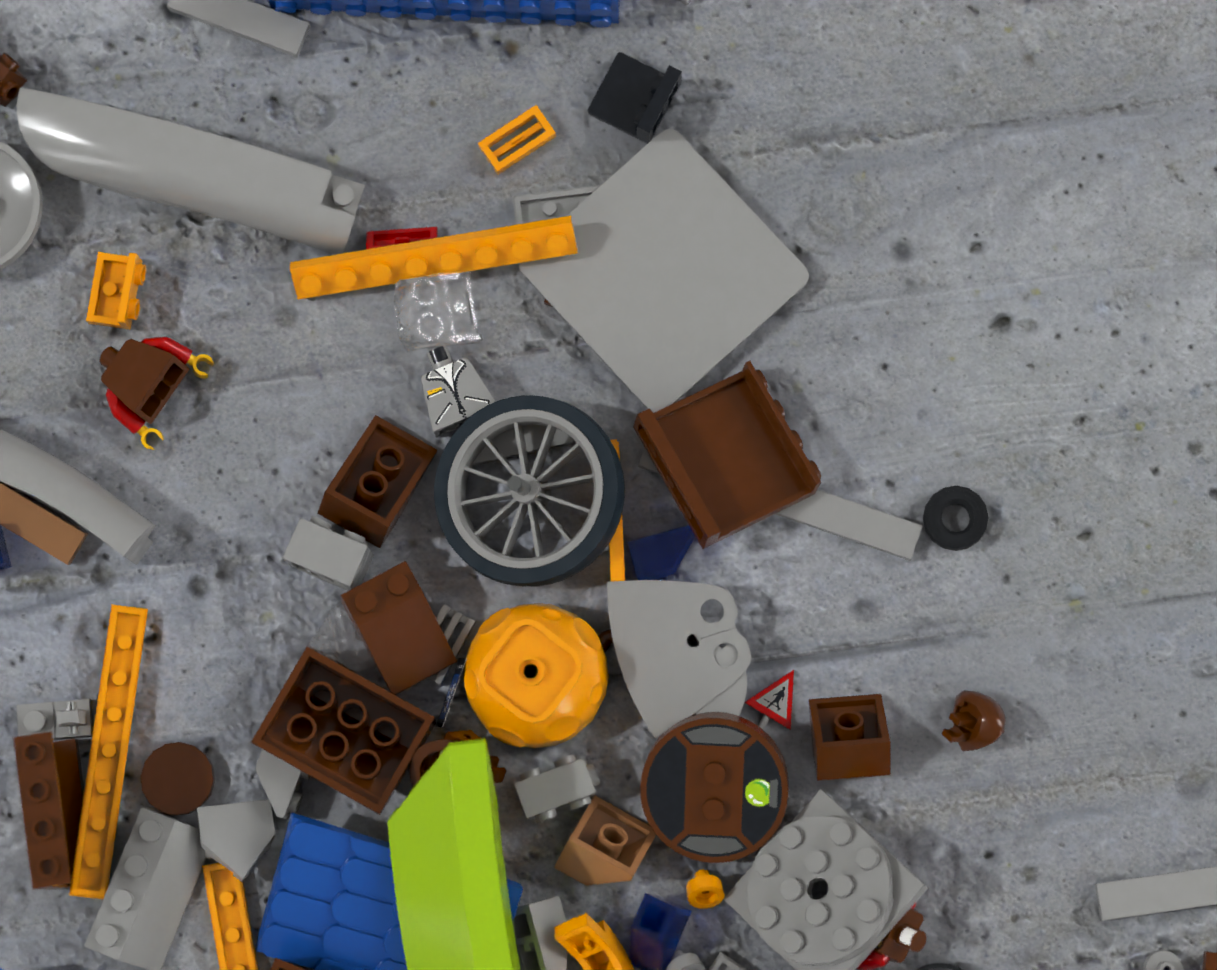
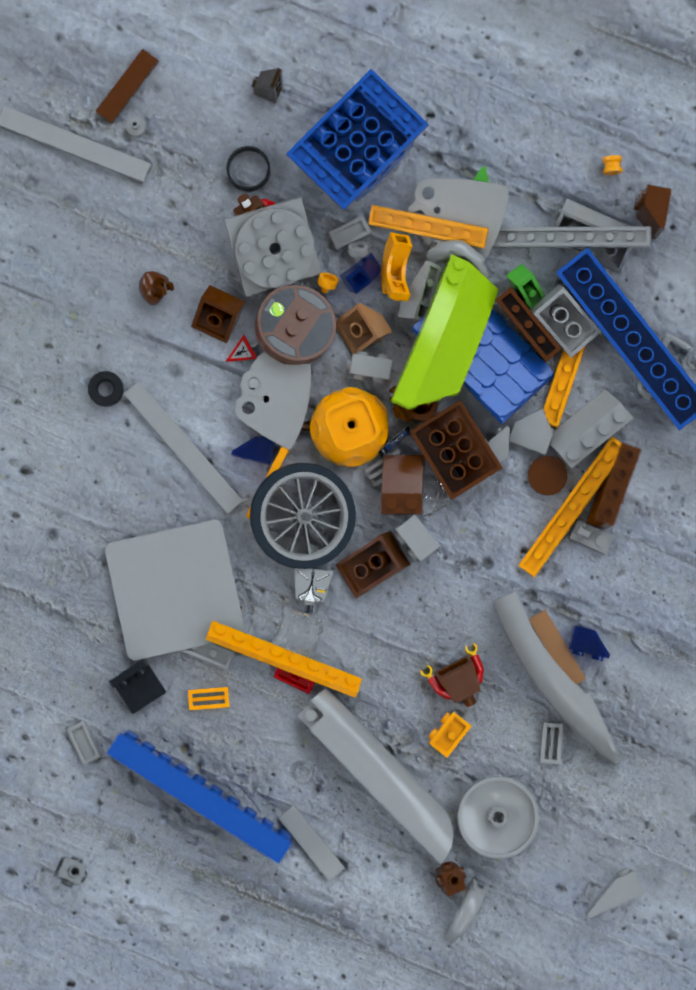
camera: 155 degrees left, 5 degrees up
(728, 456) = (197, 479): reddish brown panel -> none

